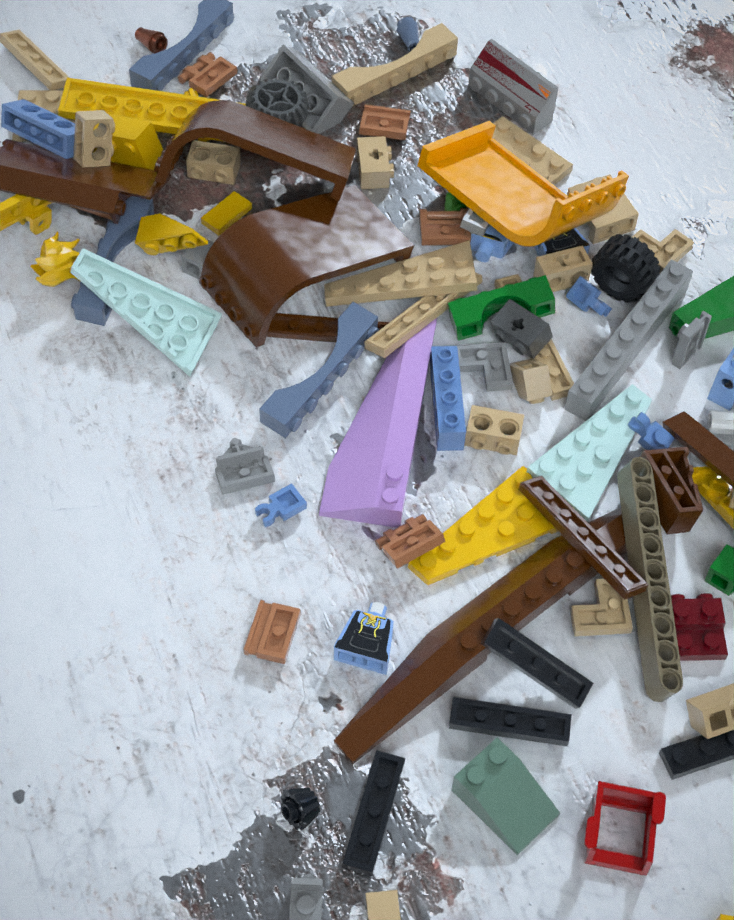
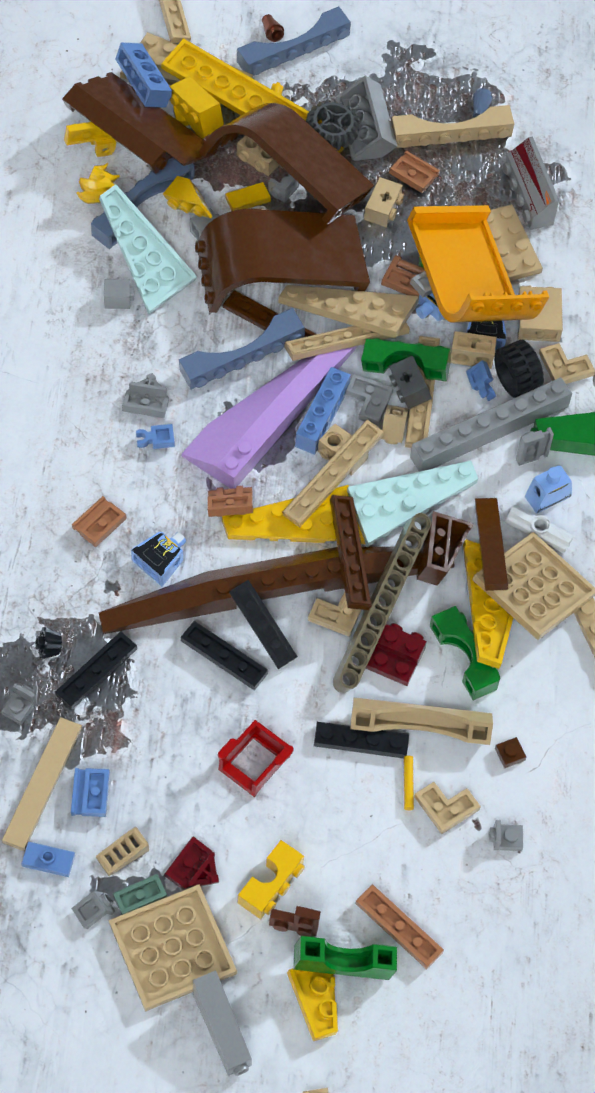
camera: 25 degrees right, 5 degrees up
(88, 139) = (166, 99): tan brick -> none
(144, 367) = (117, 293): none -> light grey brick
(208, 74) = (301, 79): nougat plate -> none
(260, 189) = (283, 189): none -> light grey bracket
(505, 460) = (333, 473): none -> tan tile
(505, 796) = (189, 700): sand green slope -> none
(652, 435) = (459, 506): medium blue plate -> none

